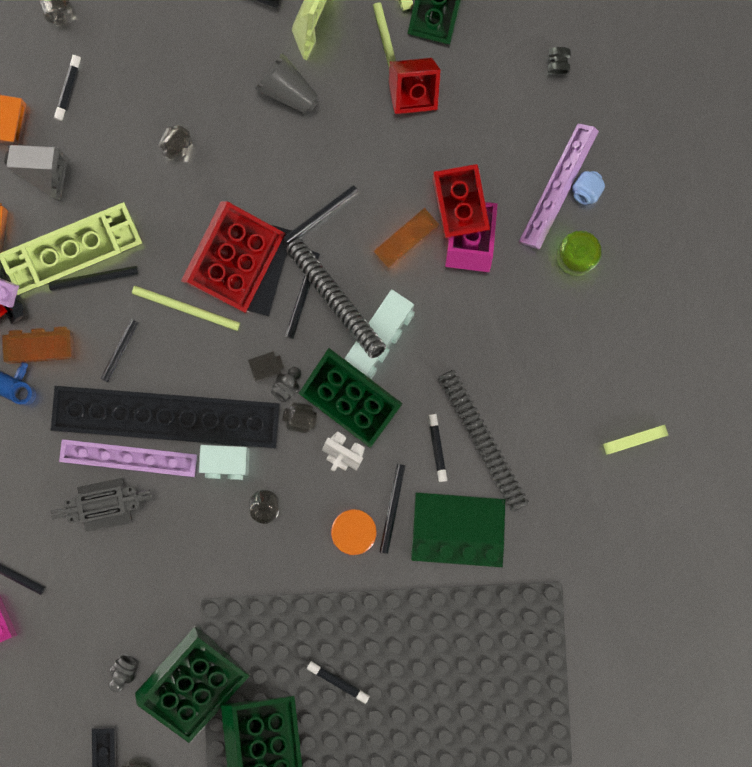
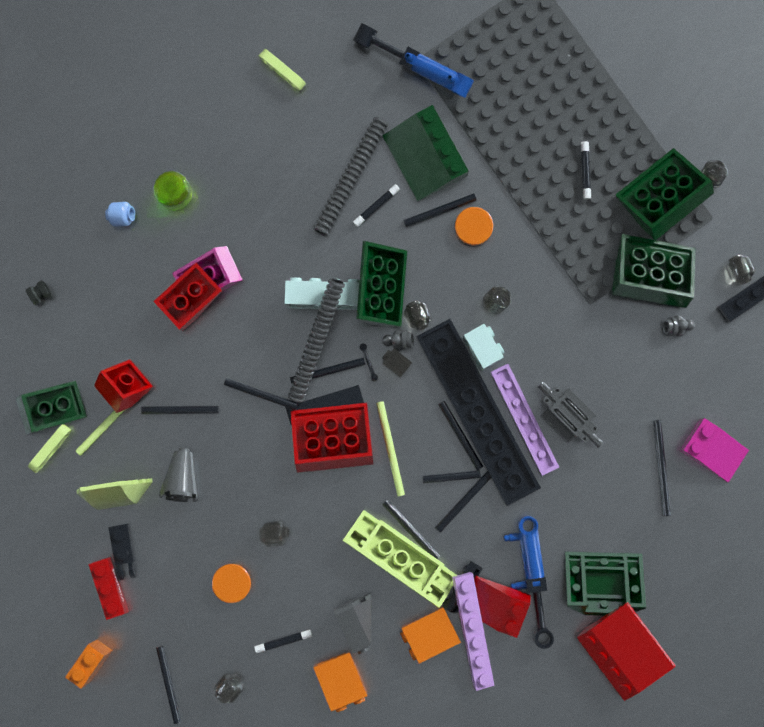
camera: 115 degrees left, 0 degrees up
(38, 345) = (485, 537): clear orange brick -> none
(87, 346) = (463, 502): none -> black piece
(154, 72) = (231, 583): none -> orange tile
(154, 385) = (460, 434): none -> black bar
(266, 337) = (363, 347): none -> black hinge
(342, 456) = (426, 268): white hips -> none
(364, 114) = (179, 409): none -> black bar
(406, 239) = (240, 320): clear orange brick -> none
(555, 581) = (417, 62): none -> blue piece
(558, 186) = (132, 236): lavender plate -> none

